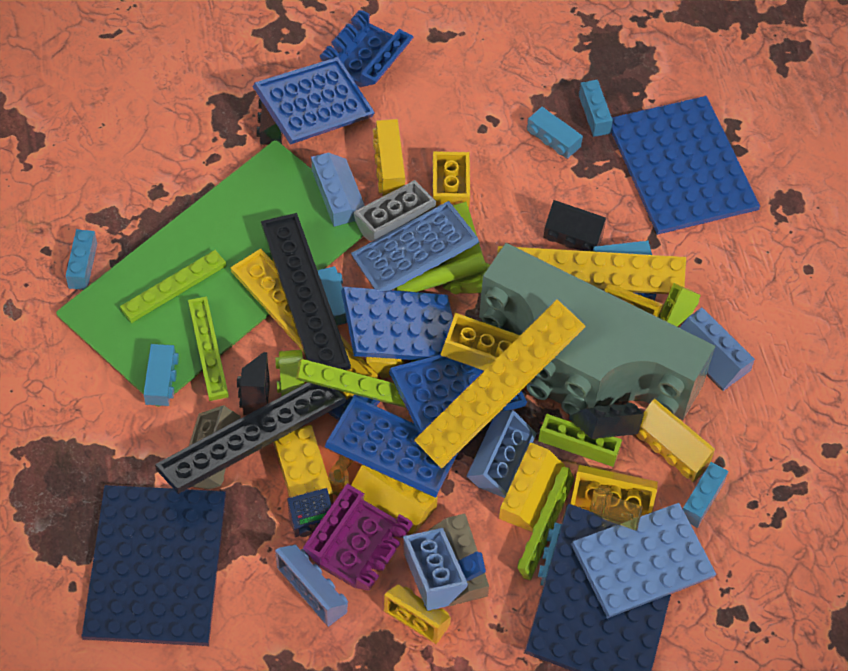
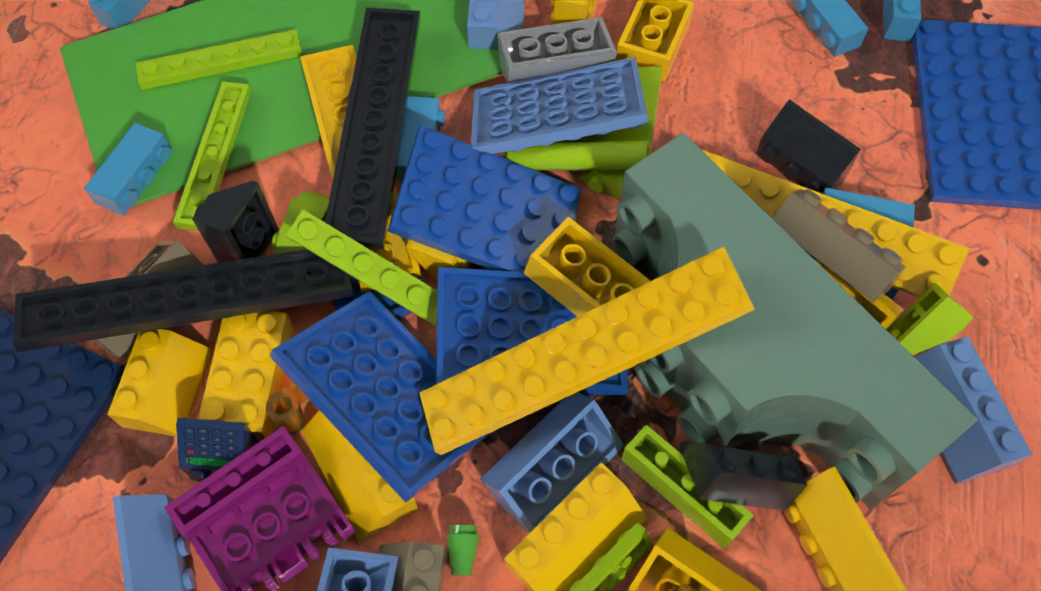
camera: 25 degrees right, 5 degrees up
(253, 492) = (159, 382): none -> yellow slope
(473, 515) = (462, 548): none -> bright green cone
(613, 278) = (838, 244): none -> dark tan slope

